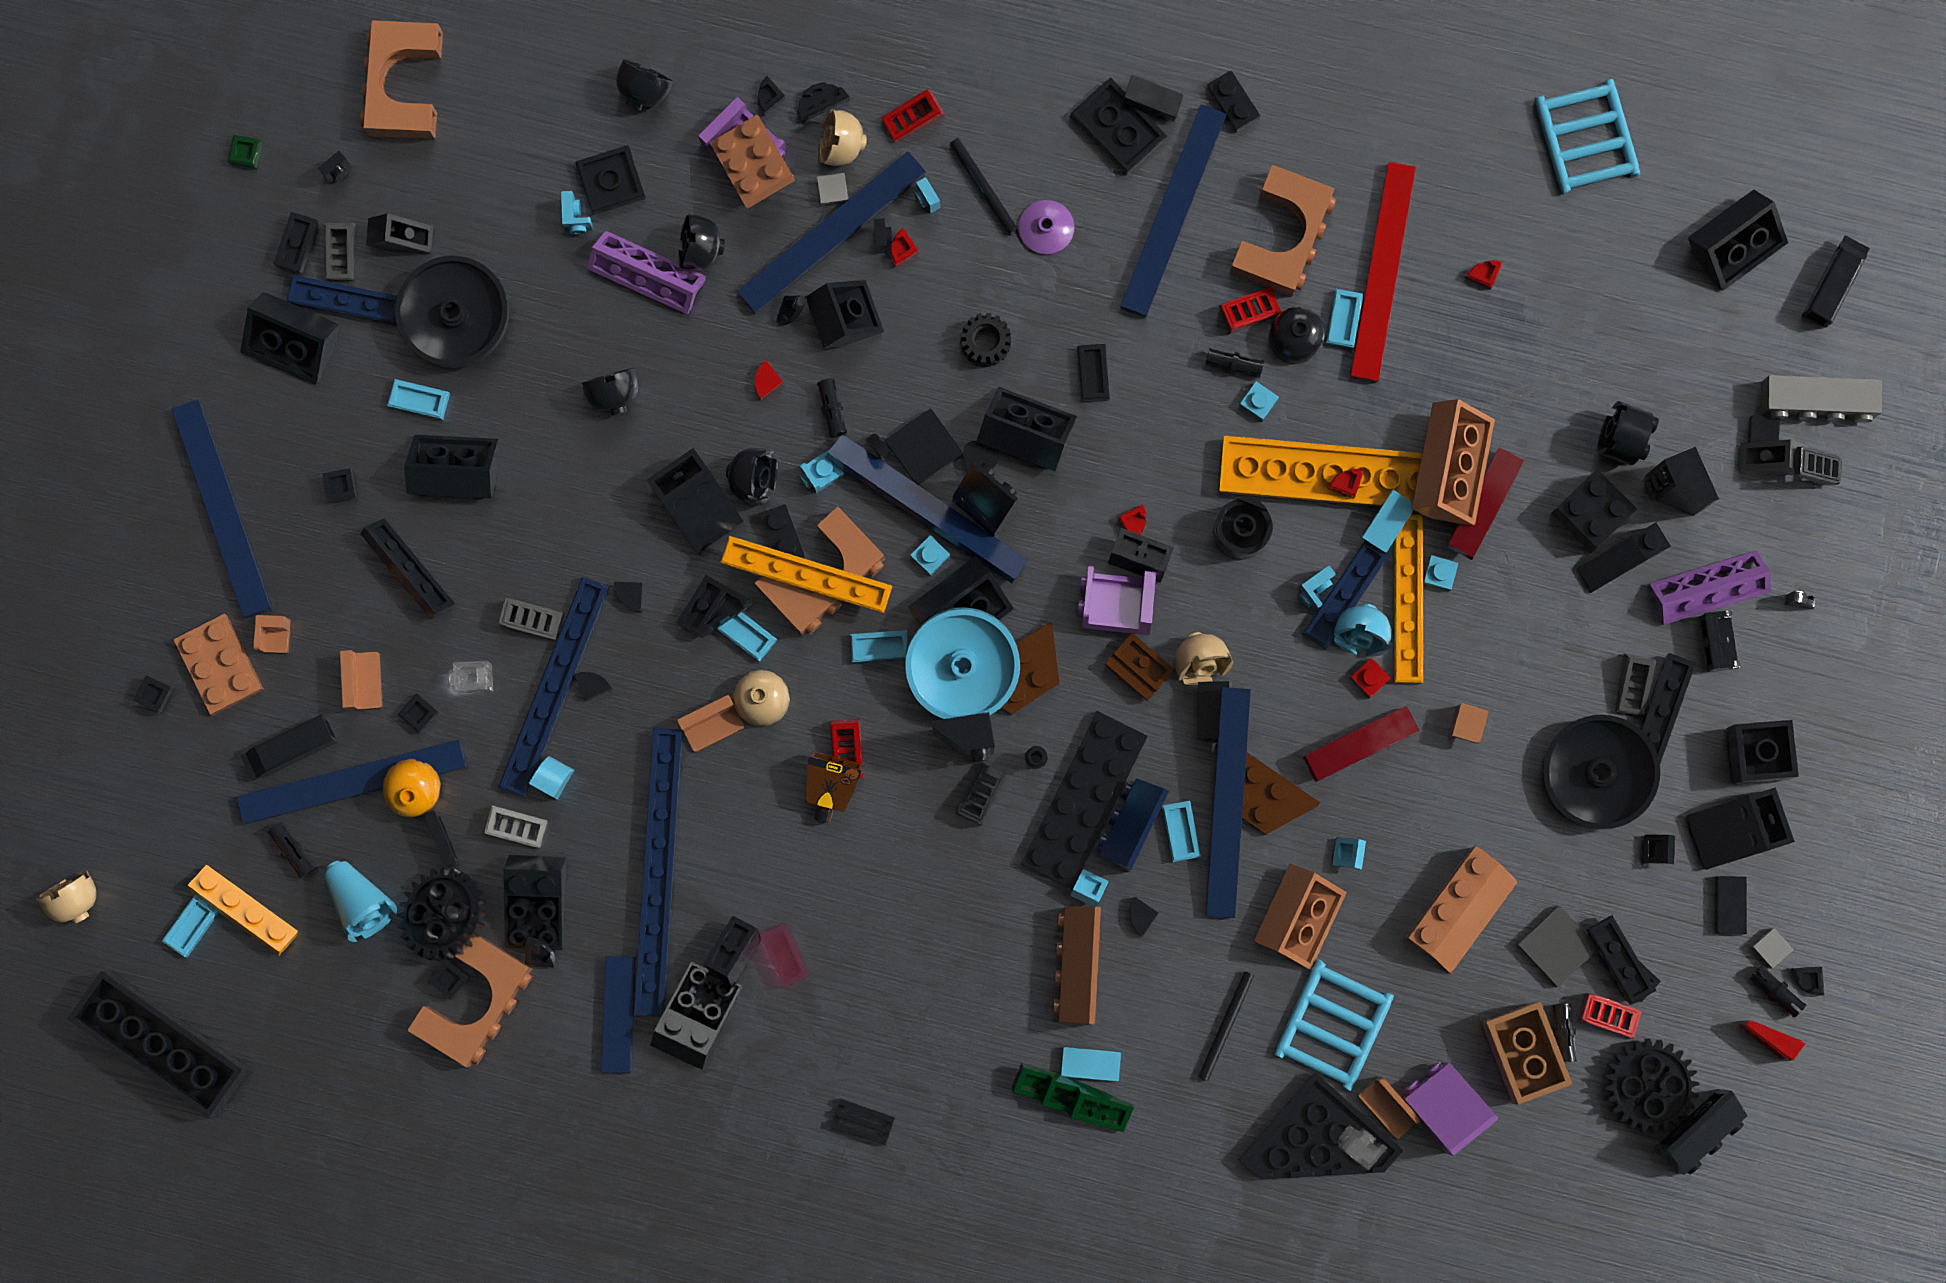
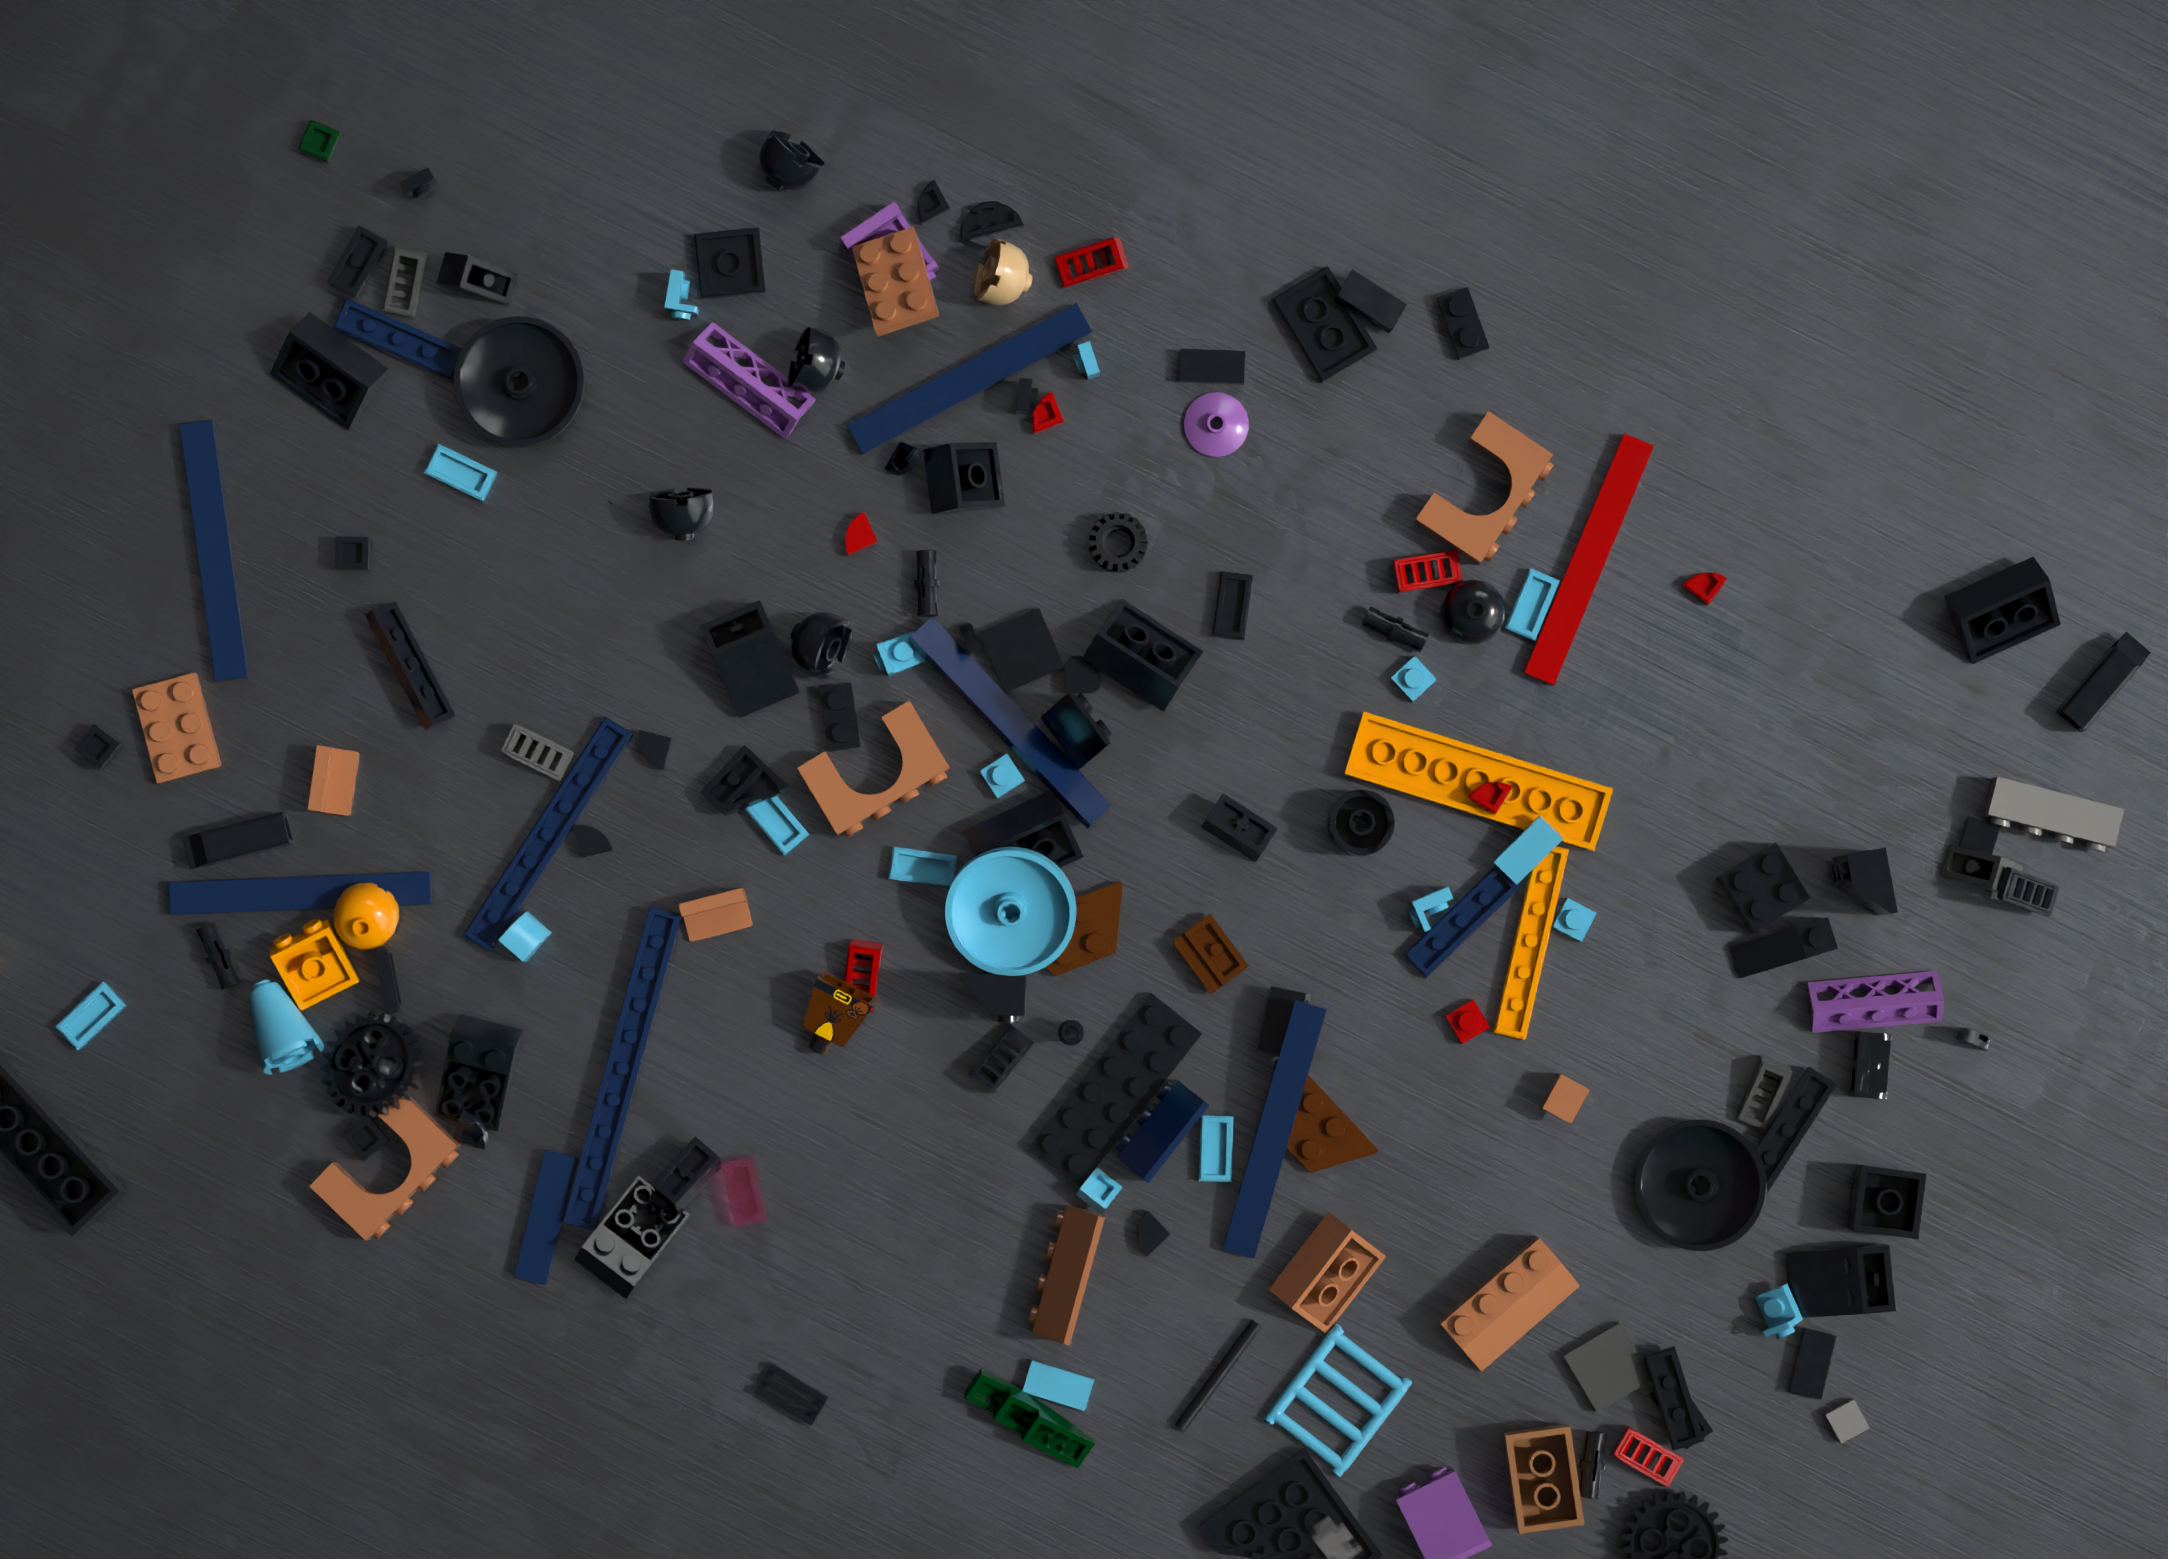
camera: 15 degrees right, 5 degrees up
(242, 910) = (151, 1011): light orange plate -> none
(272, 634) = (243, 707): nougat panel -> none
(373, 838) = (313, 963): none -> light orange plate
(389, 44) = (506, 52): nougat arch -> none
(418, 713) = (390, 831): black tile -> none
(451, 466) = (483, 559): black slope -> none
(462, 670) = (471, 809): clear brick -> none
(506, 814) = (498, 995): light grey slope -> none
(761, 698) = (777, 897): tan cylinder -> none
(806, 574) = (857, 771): light orange tile -> none
(832, 189) = (981, 328): light grey tile -> none
(984, 186) = (1155, 362): black bar -> none
(1032, 179) = (1212, 366): none -> black tile
(1117, 602) = (1200, 876): medium lavender panel -> none
(1134, 520) = (1241, 786): red tile -> none
(1173, 211) = (1365, 436): dark blue tile -> none
(1201, 657) = (1281, 959): tan cylinder -> none
(1349, 853) = (1397, 1214): medium azure plate -> none
(1361, 744) = (1439, 1094): dark red slope -> none
(1363, 629) = (1470, 965): medium azure cylinder -> none
(1388, 1107) = (1377, 1504): nougat panel -> none
(1453, 462) = (1615, 800): nougat slope -> none
(1495, 487) = (1642, 852): dark red slope -> none
(1559, 157) = (1821, 469): medium azure bar -> none
(1627, 433) = (1820, 808): black brick -> none
(1659, 849) = (1745, 1284): black plate -> none
(1693, 866) = (1779, 1311): none -> medium azure bracket
(1778, 991) = (1841, 1470): black pin -> none
(1780, 1044) = (1828, 1528): red slope -> none
(1809, 979) = (1880, 1464): black tile -> none

